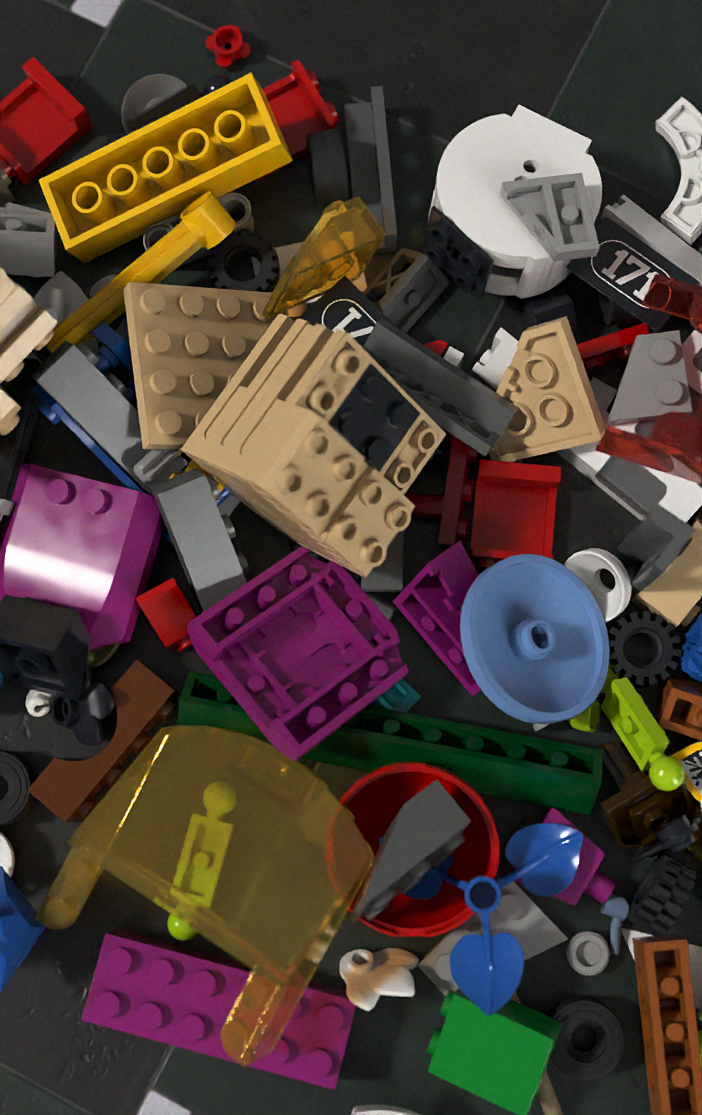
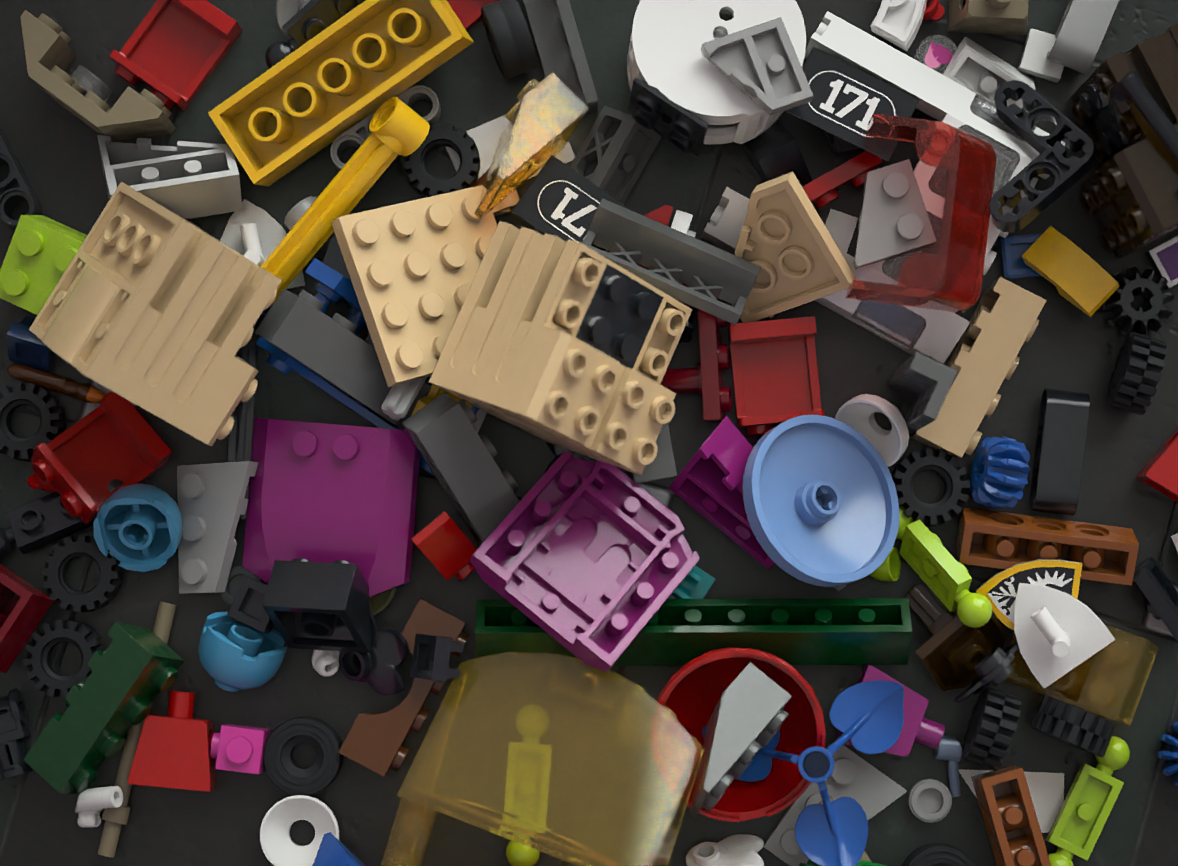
camera: 20 degrees left, 5 degrees up
(133, 717) = (432, 658): none -> black tile

